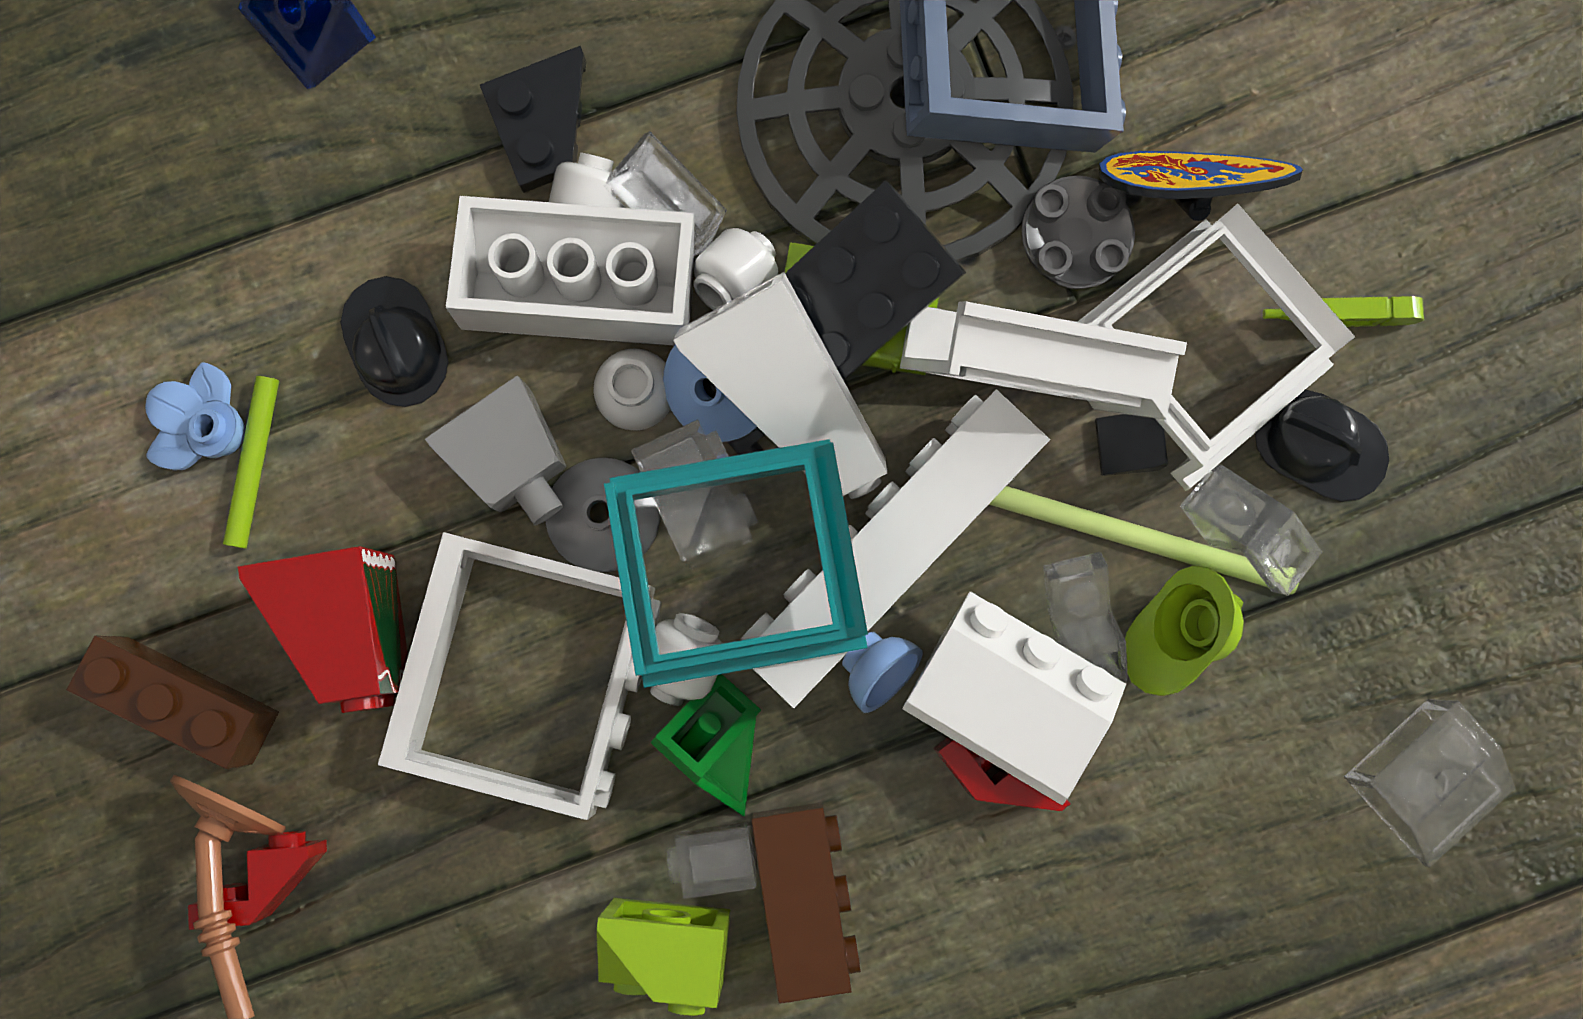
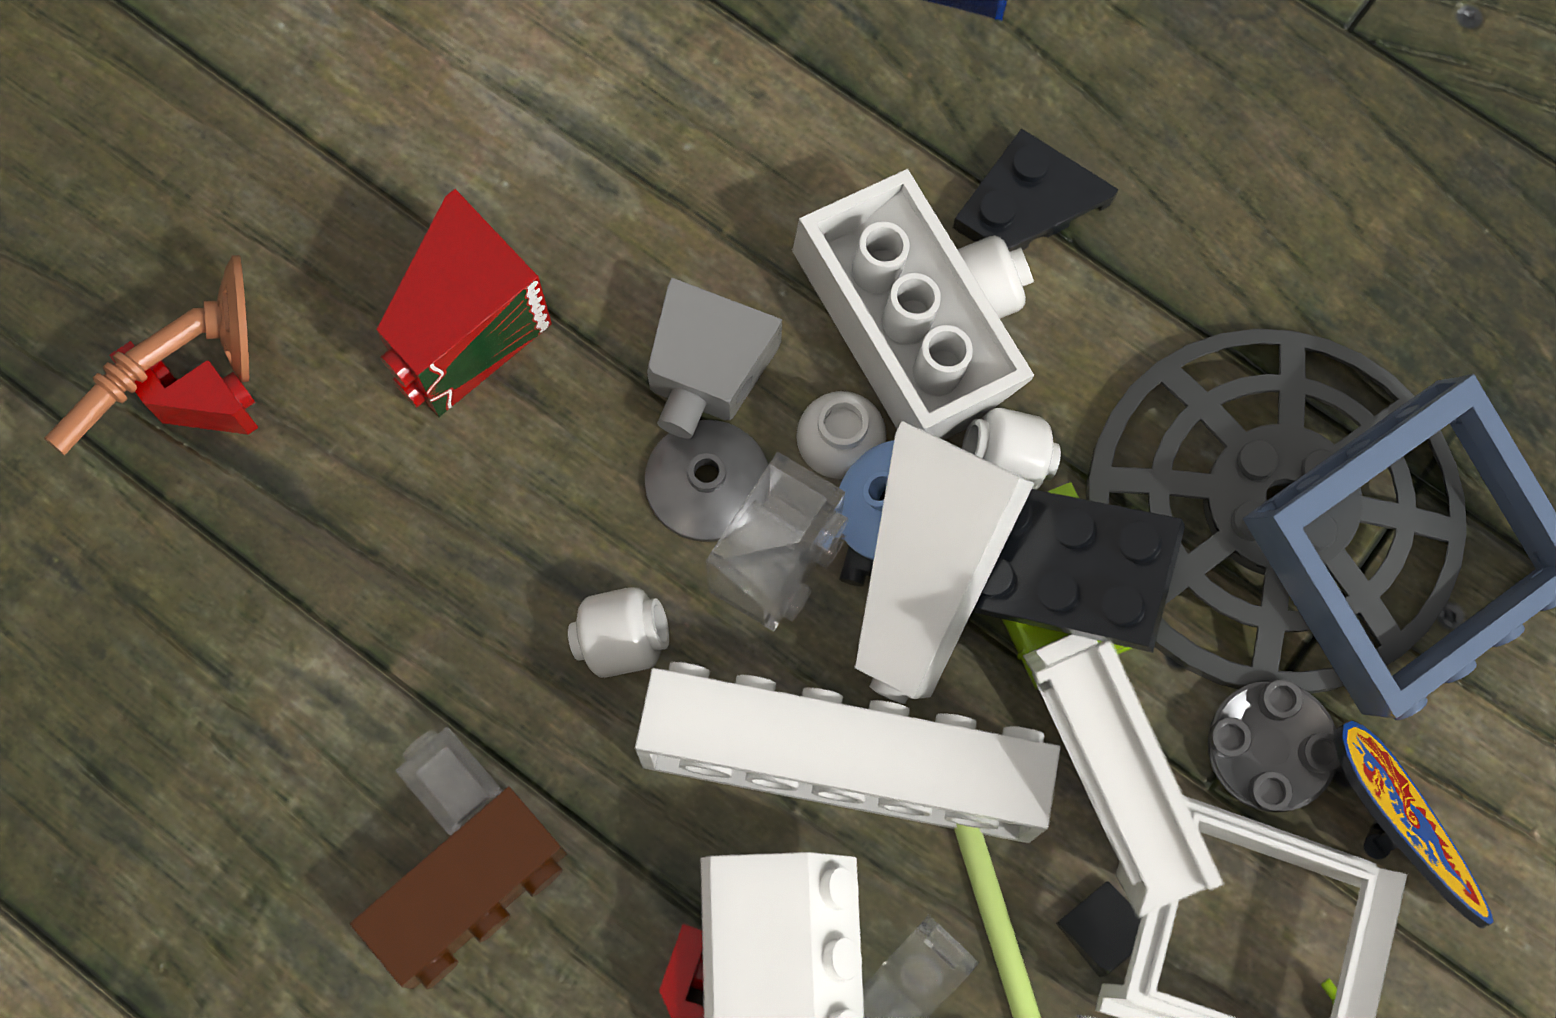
camera: 50 degrees right, 10 degrees down
(173, 701) = (304, 220): reddish brown brick -> none
(187, 418) = (562, 84): light blue plate -> none
(251, 462) = (556, 153): lime bar -> none
(394, 341) = (743, 204): black piece -> none
(427, 662) = (476, 409): white window -> none
(658, 181) = (1043, 328): clear slope -> none
(664, 952) = (335, 786): lime slope -> none
(714, 742) = (559, 711): green slope -> none
(835, 548) = (731, 741): teal piece -> none
(880, 670) = (726, 821): light blue piece -> none

